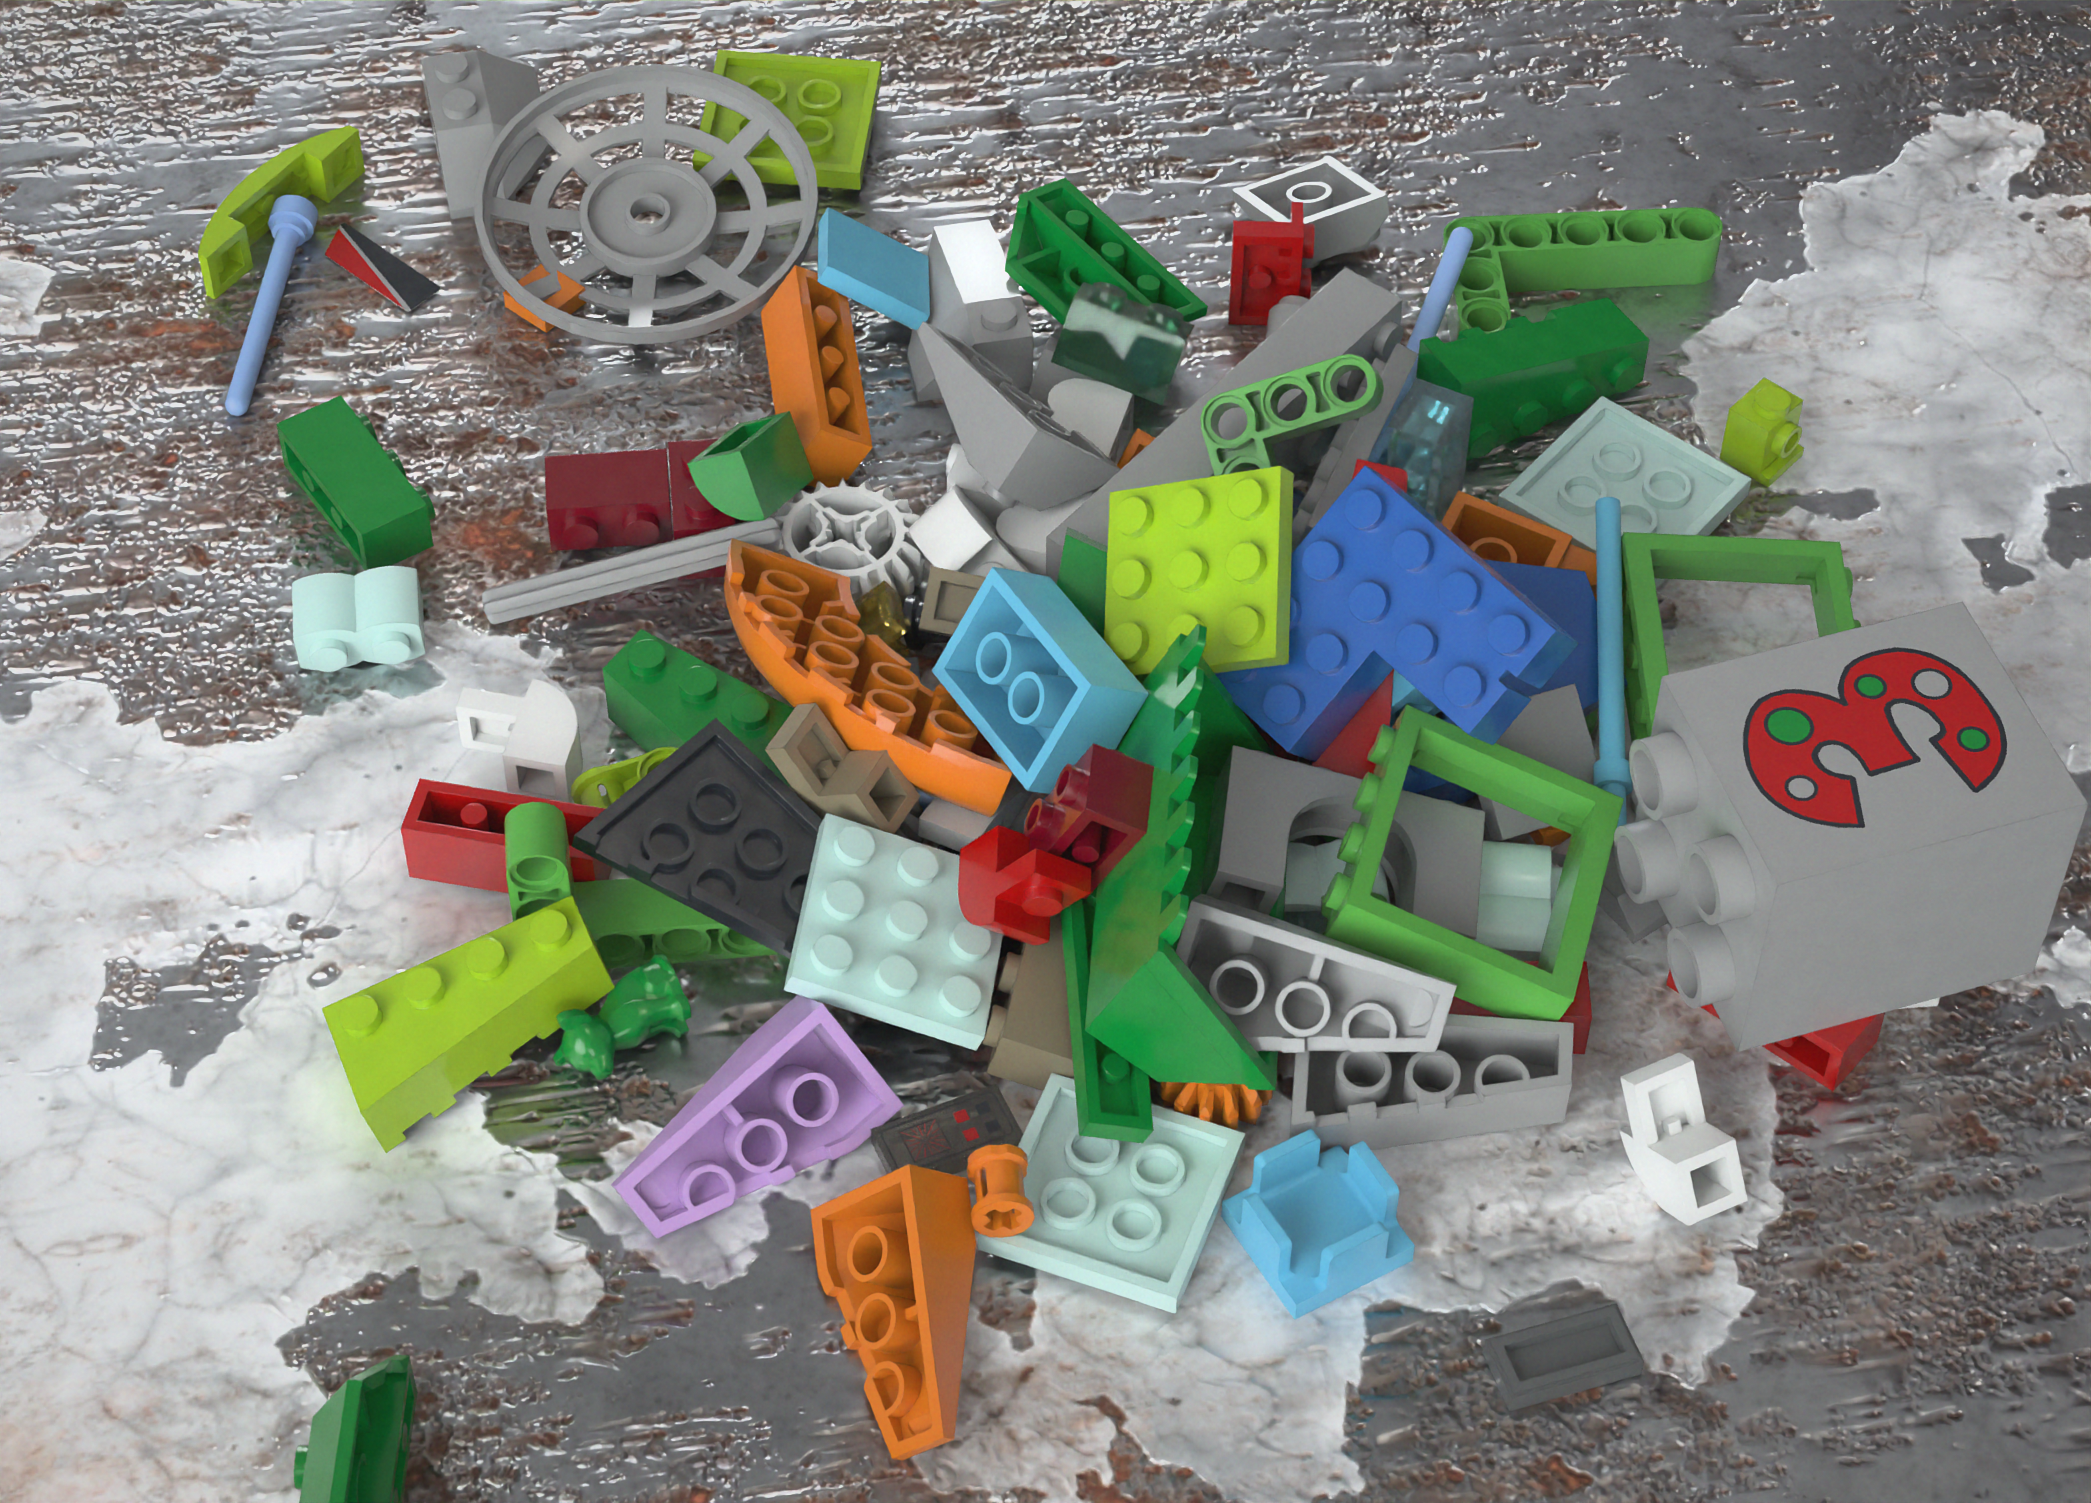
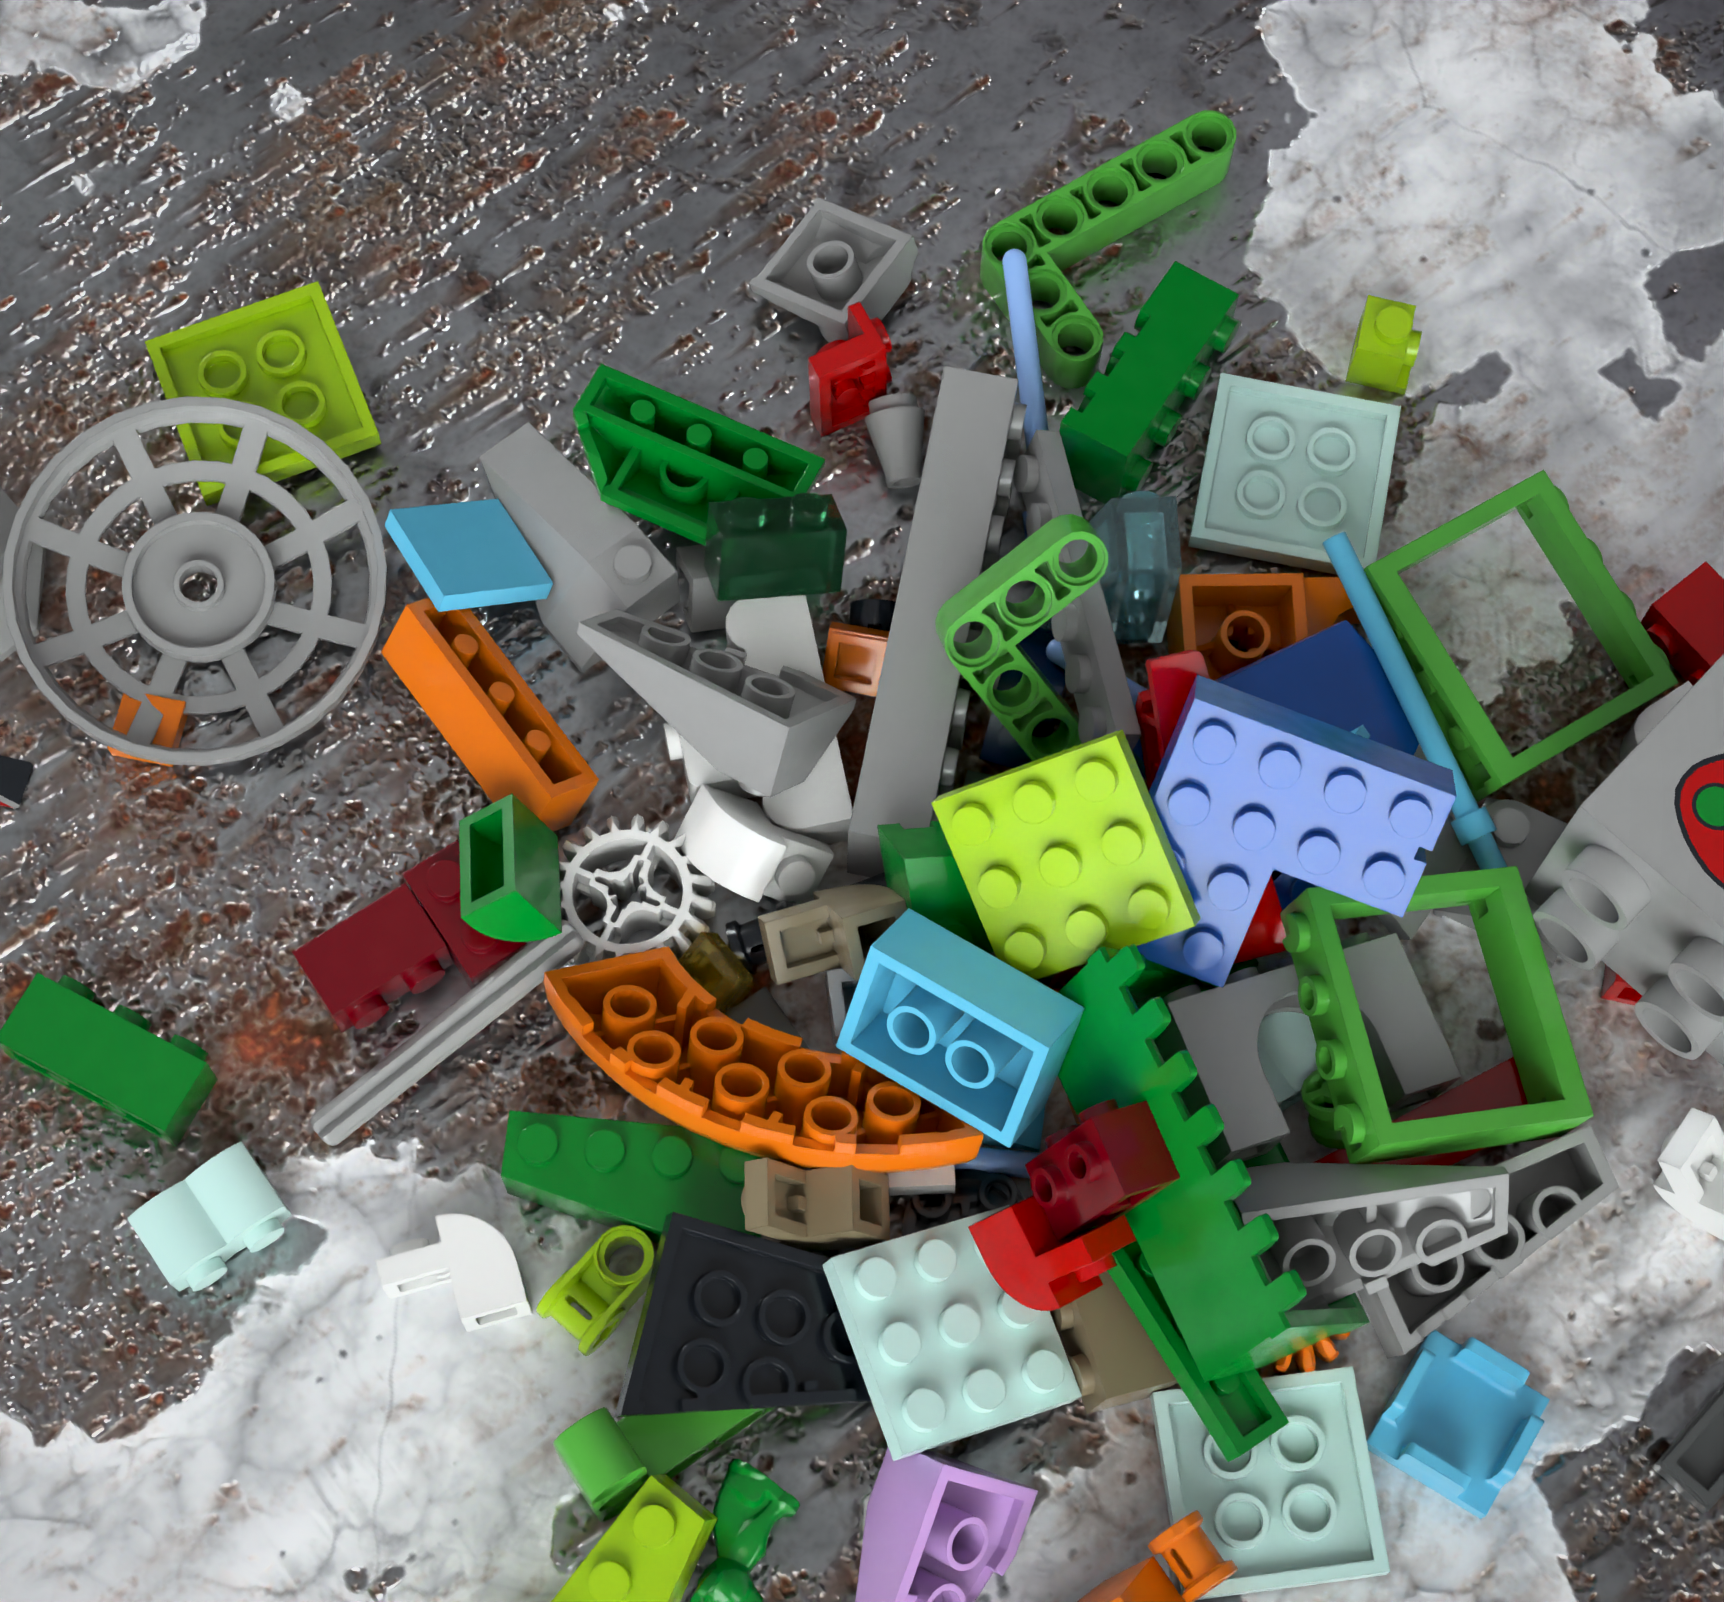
camera: 30 degrees left, 20 degrees up
(459, 835) = (515, 1409): red brick -> none
(947, 1132) = (1091, 1501): clear smoke tile -> none
(1516, 898) = (1458, 998): light aqua brick -> none

